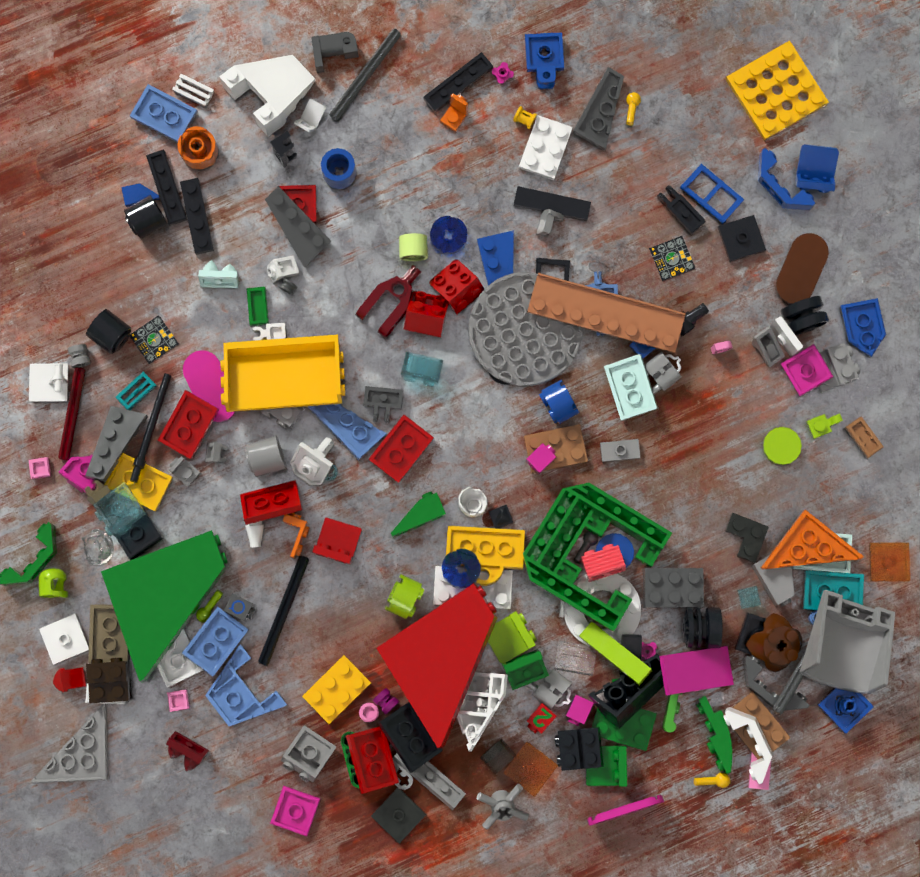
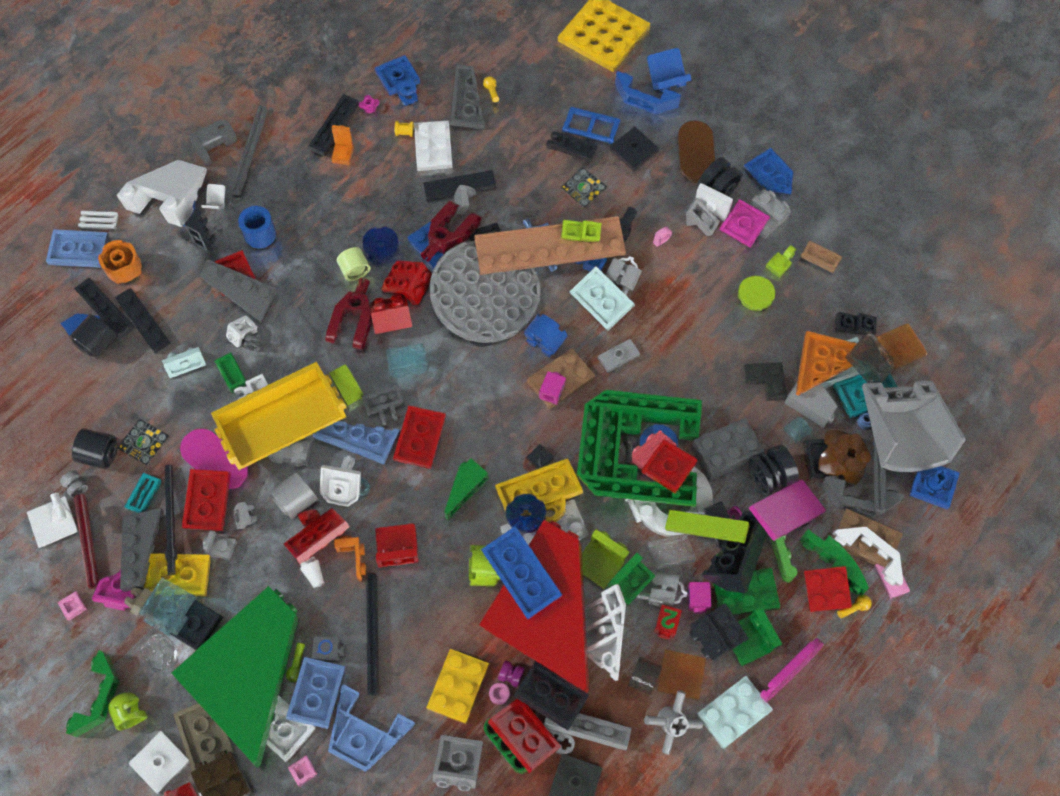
camera: 25 degrees left, 15 degrees down
(272, 480) = (308, 516): none -> red tile
(356, 367) = (346, 384): none -> lime slope
(431, 623) = (521, 572): none -> blue plate
(472, 502) = (507, 454): white hair -> none
(516, 265) = (443, 240): none -> dark red piece
(560, 820) = (734, 712): none -> light aqua plate
(607, 585) = (669, 466): none -> red plate
(641, 313) = (581, 231): none -> lime slope
(695, 755) = (828, 589): none -> red plate
(850, 565) = (871, 359): none -> clear smoke slope
(860, 520) = (855, 324): none -> black slope

